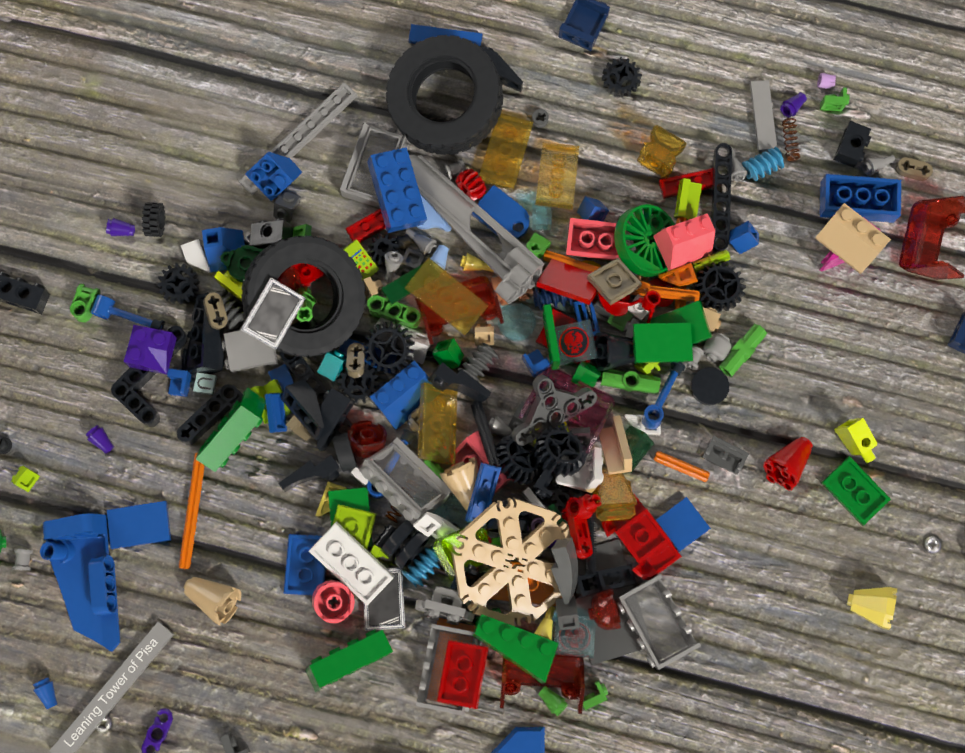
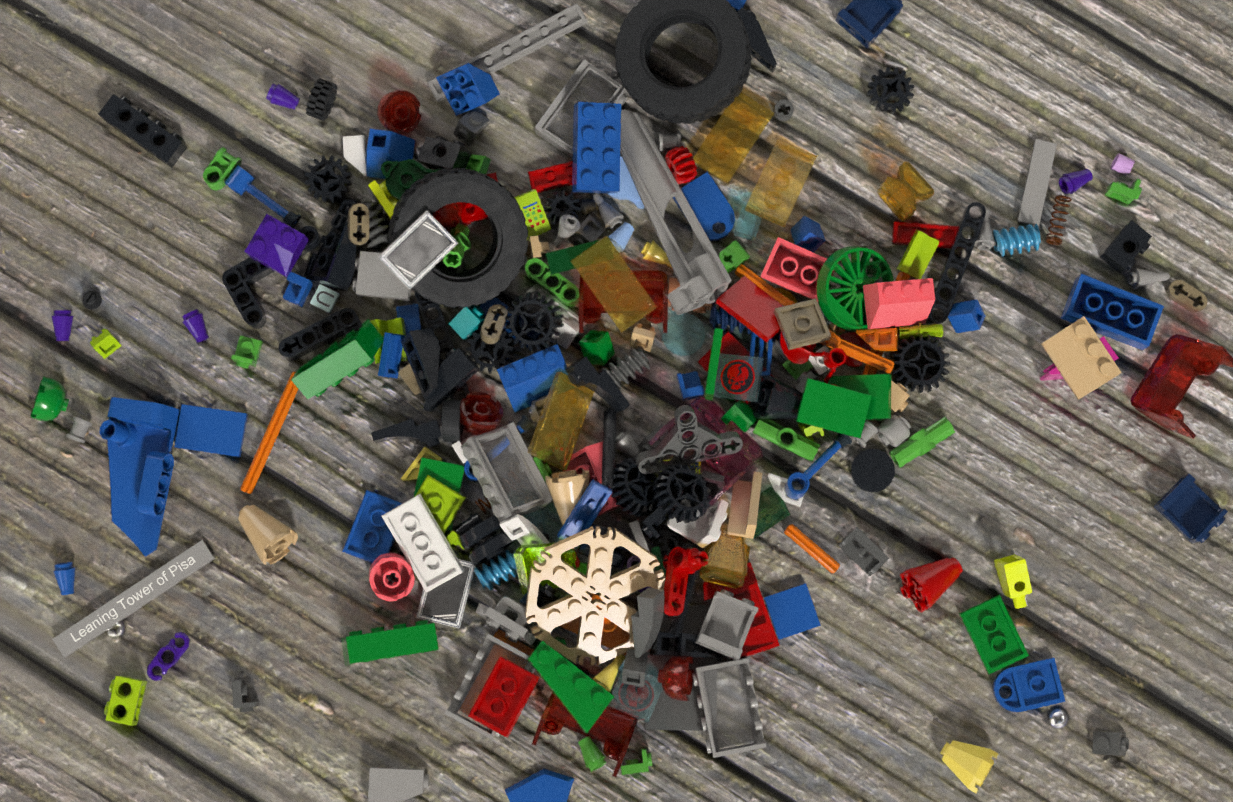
camera: 20 degrees right, 5 degrees up
(151, 448) = (247, 352): none -> bright green bracket
(222, 210) = (399, 111): none -> clear red cylinder
(633, 551) = (727, 624): none -> light grey panel
(901, 524) = (1031, 686): none -> blue tile

